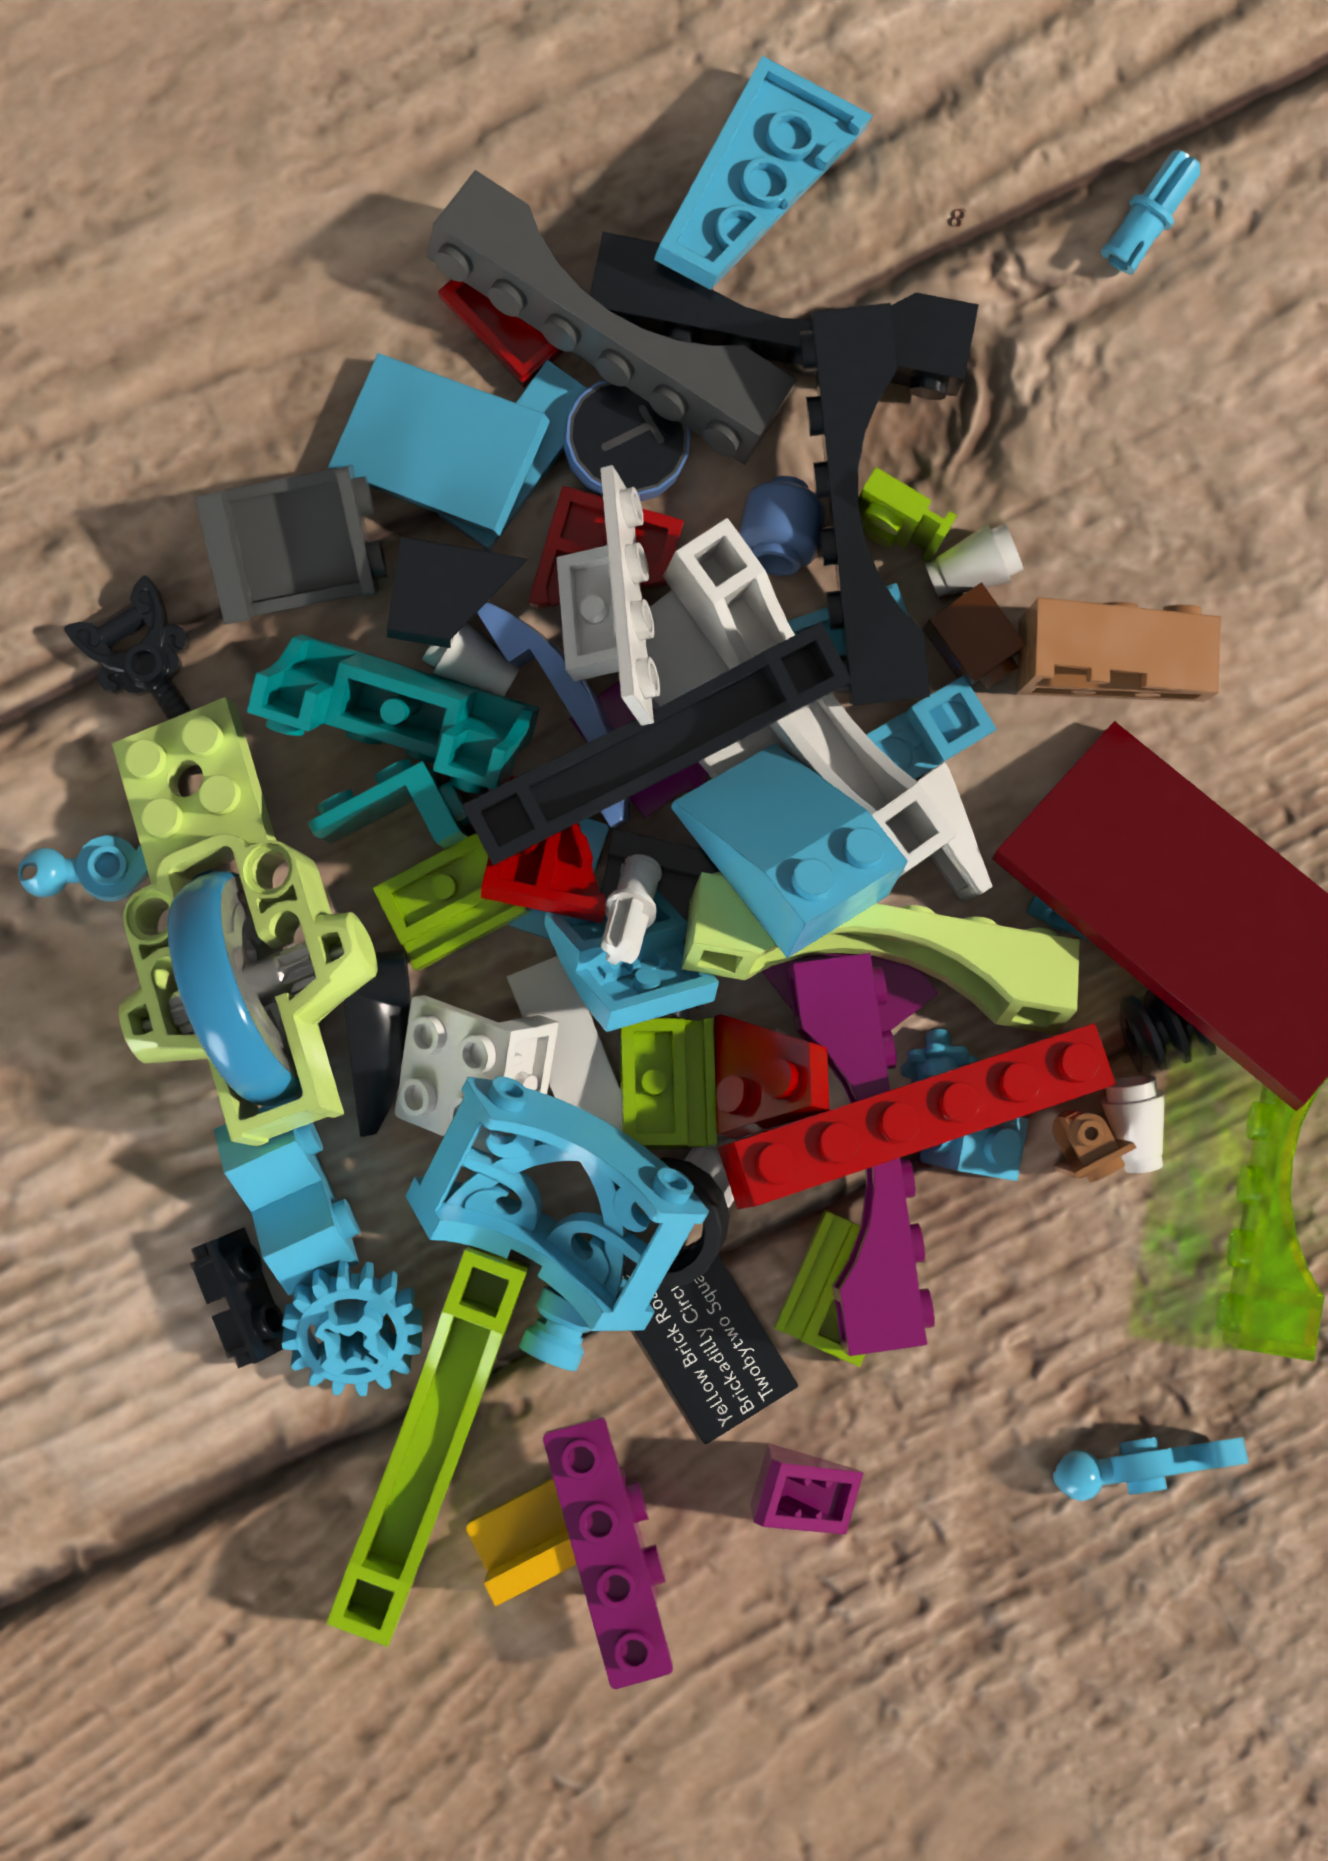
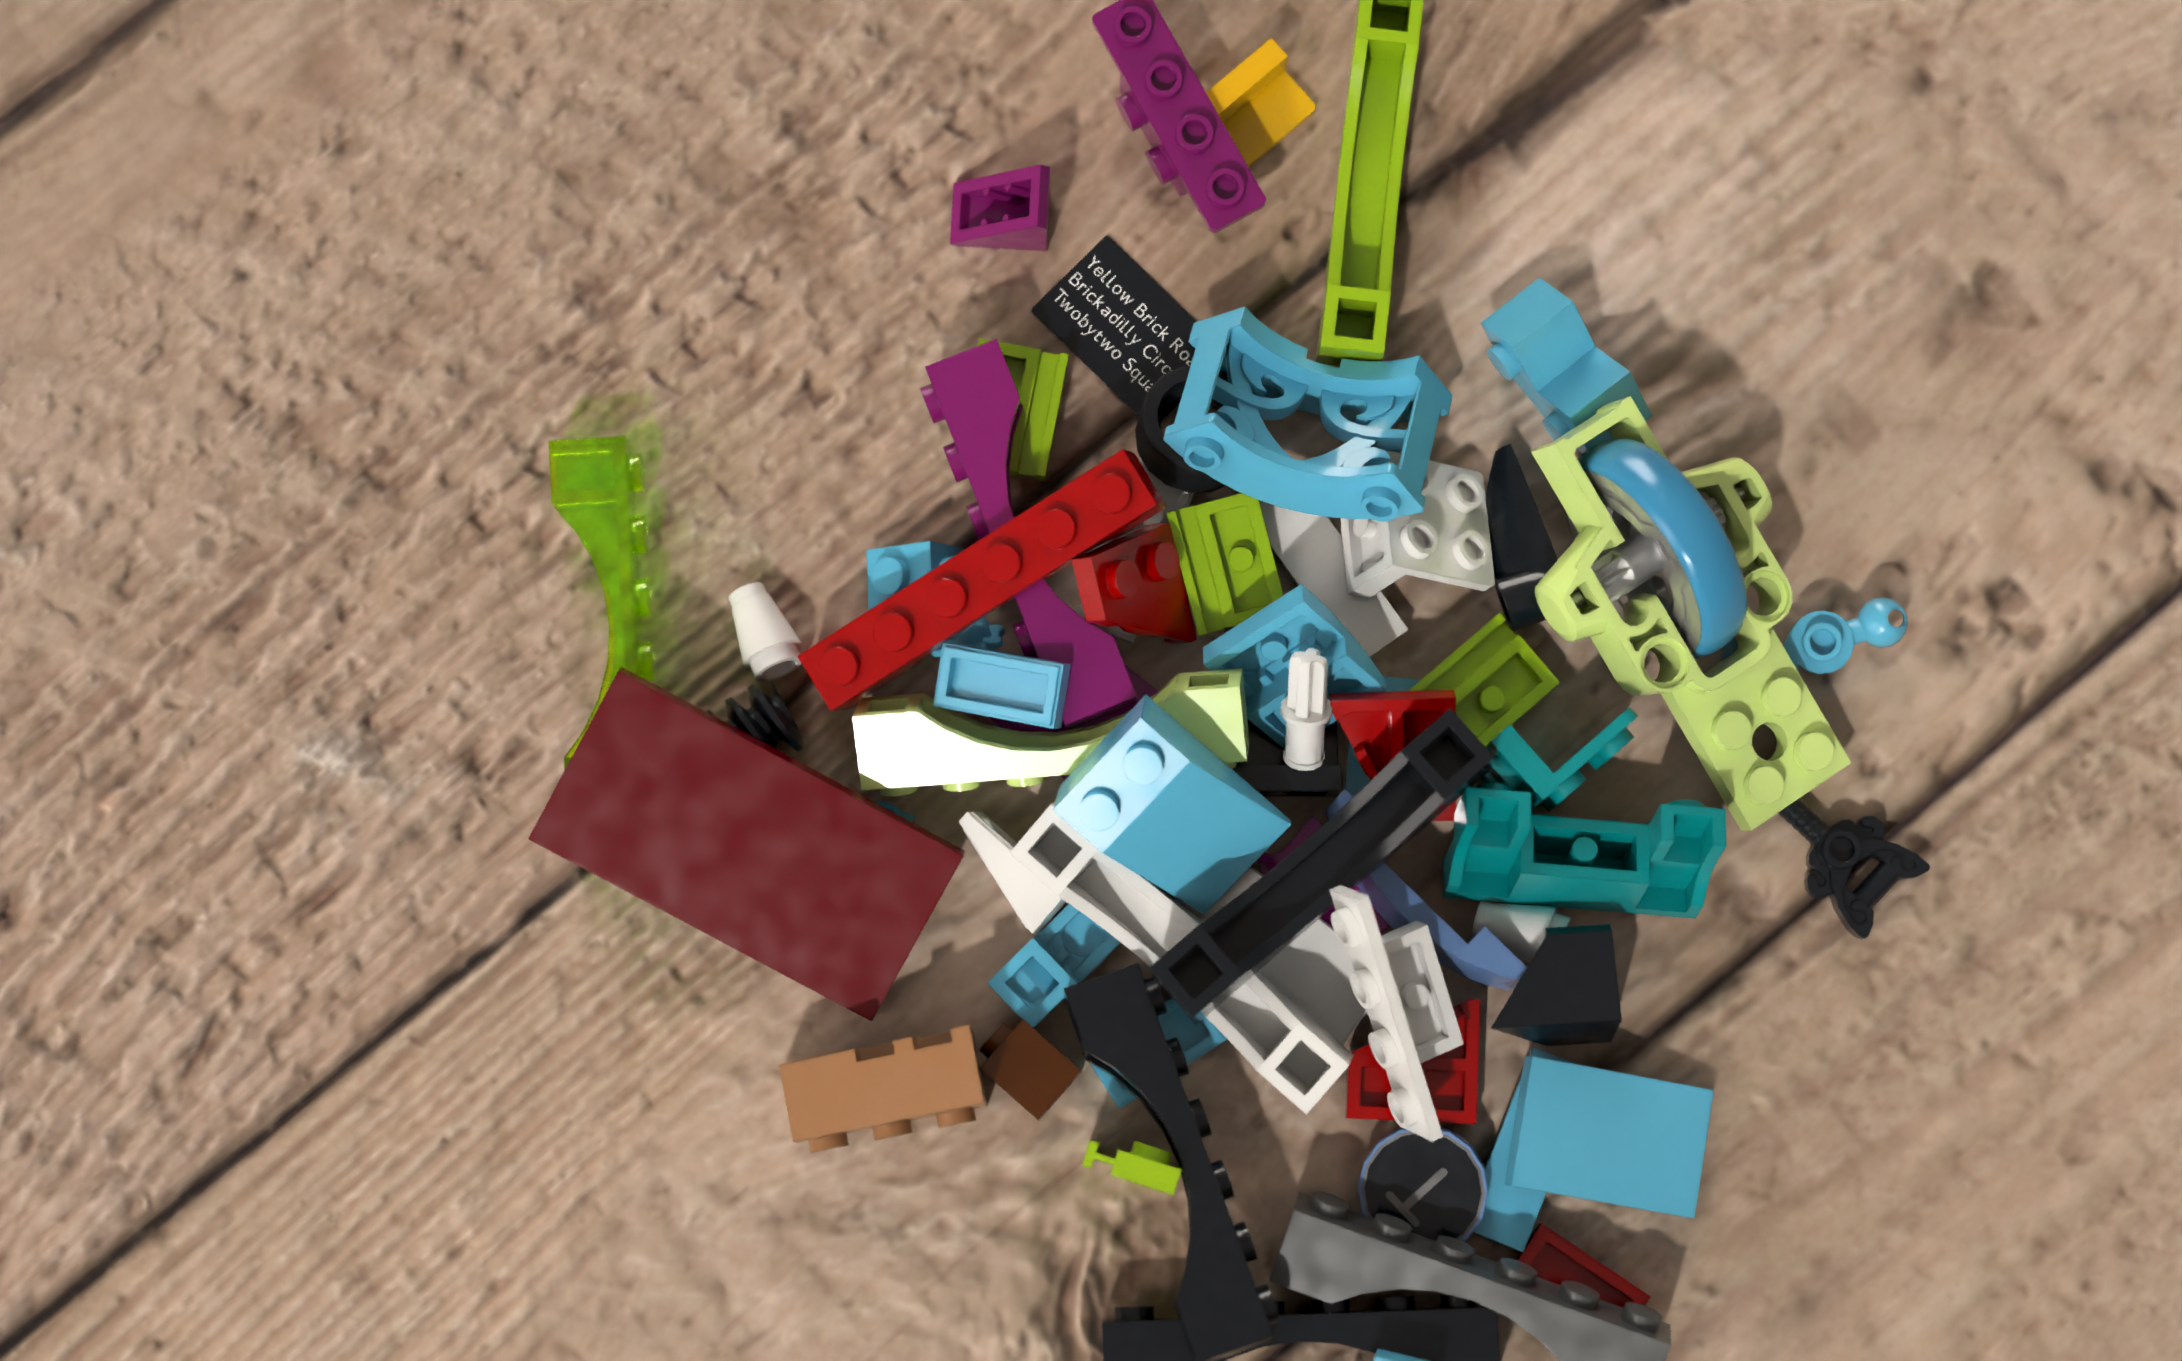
camera: 165 degrees right, 5 degrees down
(233, 1271) = (1567, 245): black hinge -> none
(291, 542) = (1730, 1002): dark grey panel -> none
(352, 1328) = (1470, 261): medium azure gear -> none
(557, 1334) = (1275, 300): medium azure wheel -> none
(783, 524) = (1249, 1135): medium blue head -> none
(922, 1006) = (1001, 685): none -> medium azure tile
(982, 557) = (1045, 1147): white cone -> none
(1088, 1146) = (807, 589): medium nougat hinge -> none
(1142, 1465) = (686, 309): medium azure piece -> none

